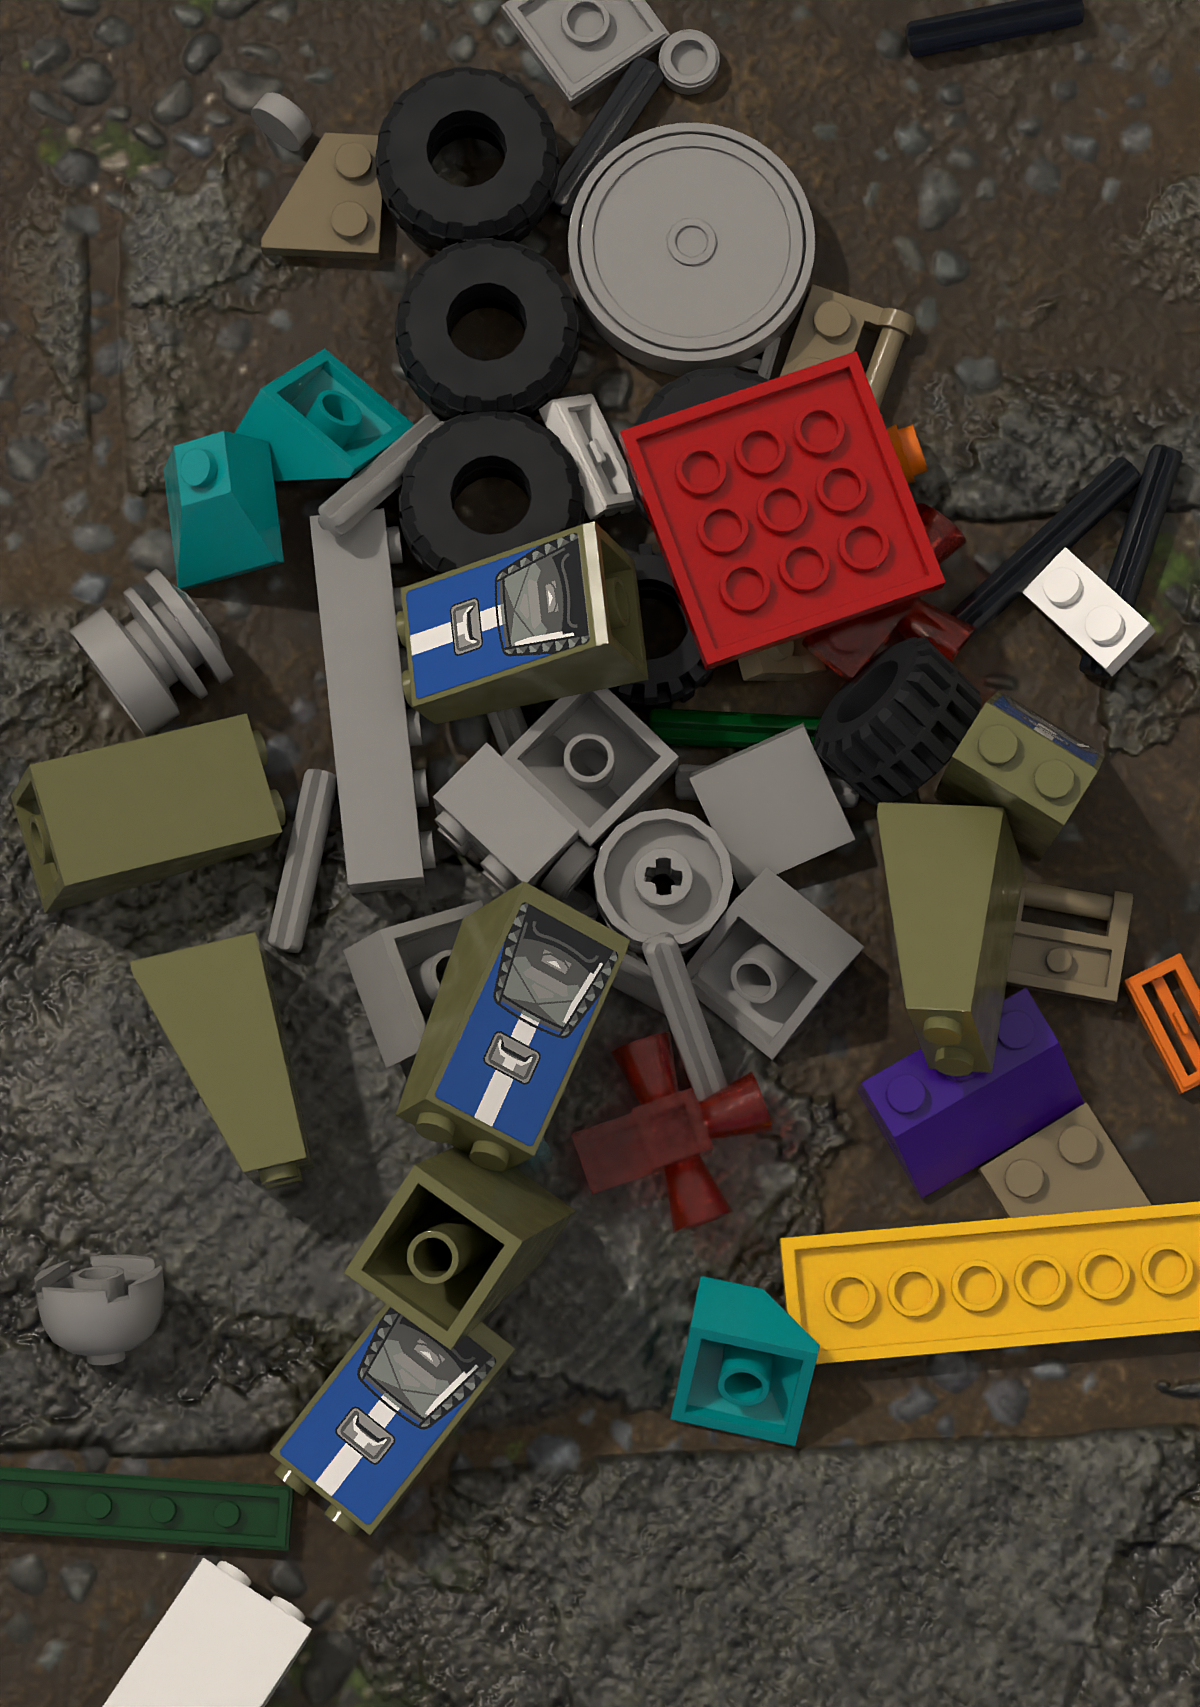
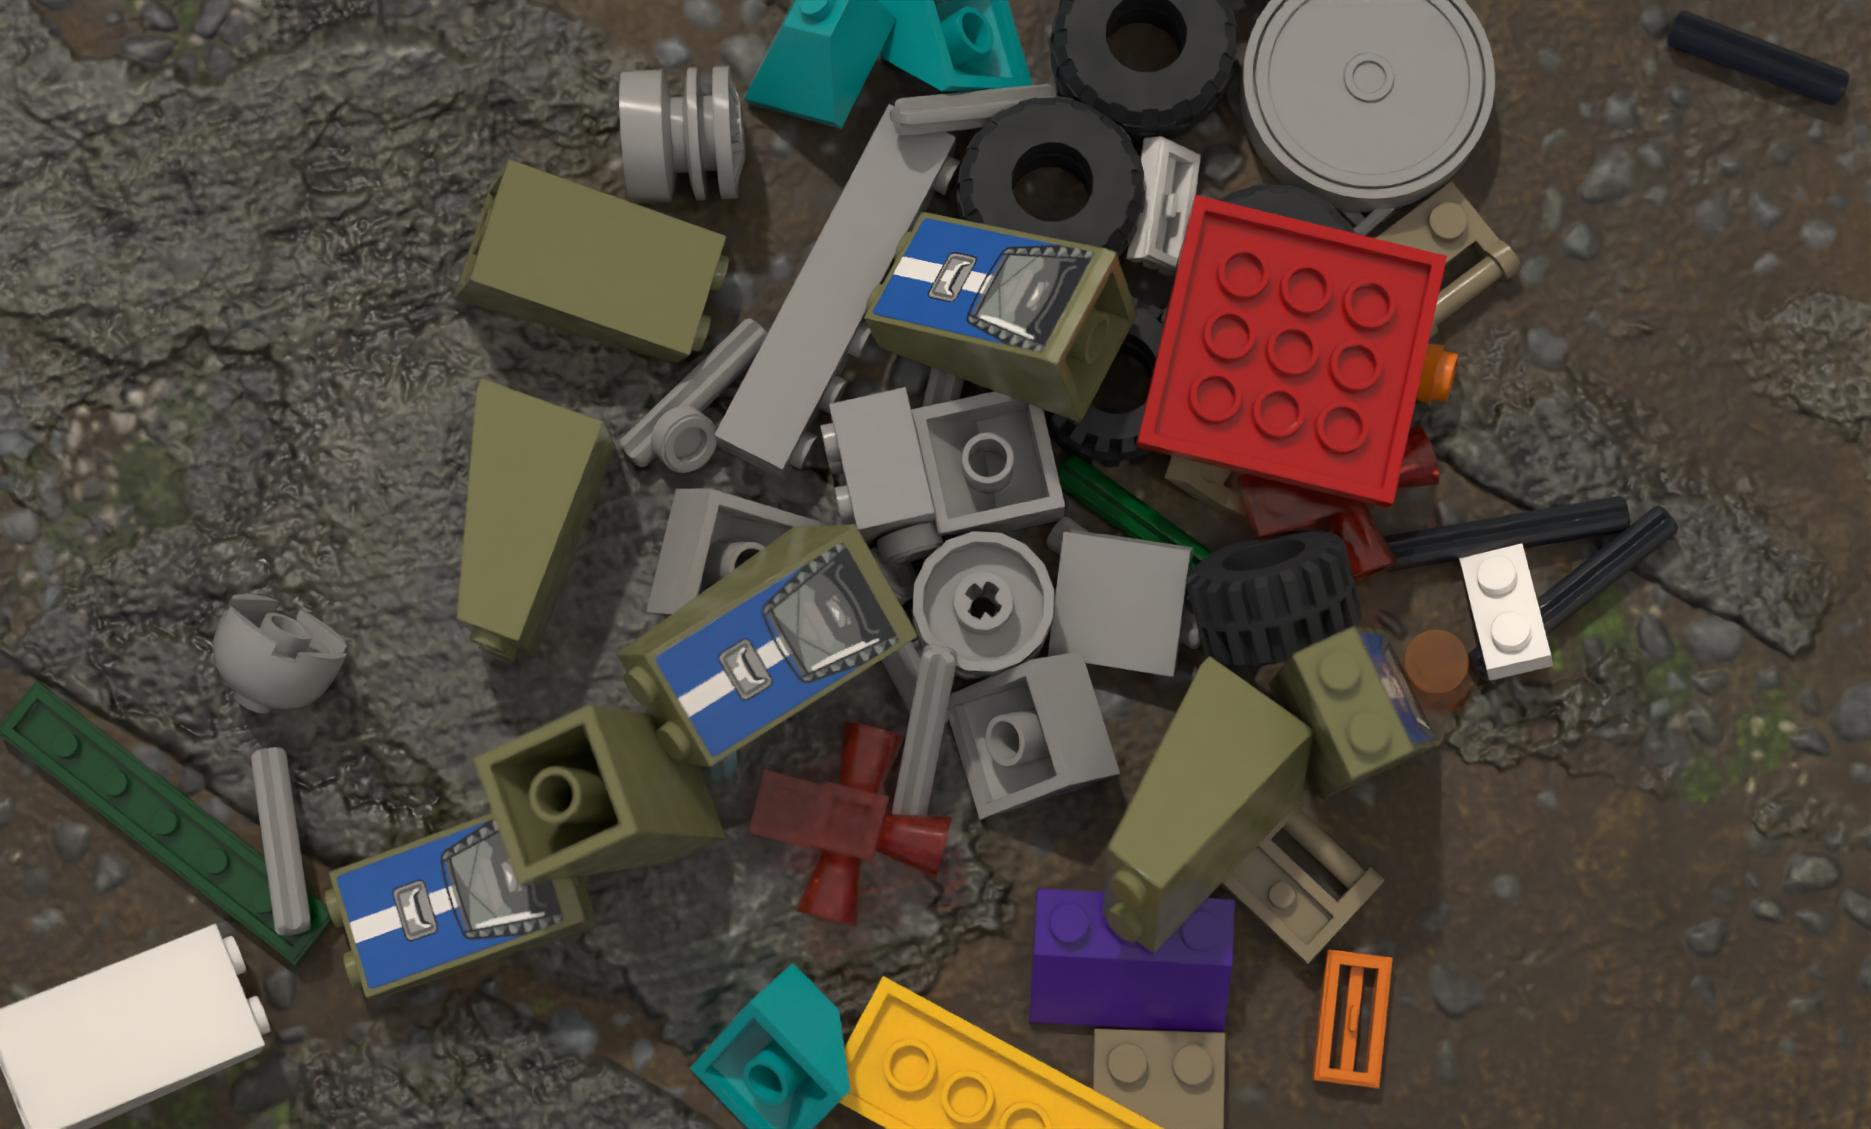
camera: 35 degrees right, 0 degrees up
(208, 1456) = (280, 841): none -> light grey axle
(321, 905) = (683, 439): none -> light grey tile
(1058, 689) = (1435, 661): none -> clear orange plate

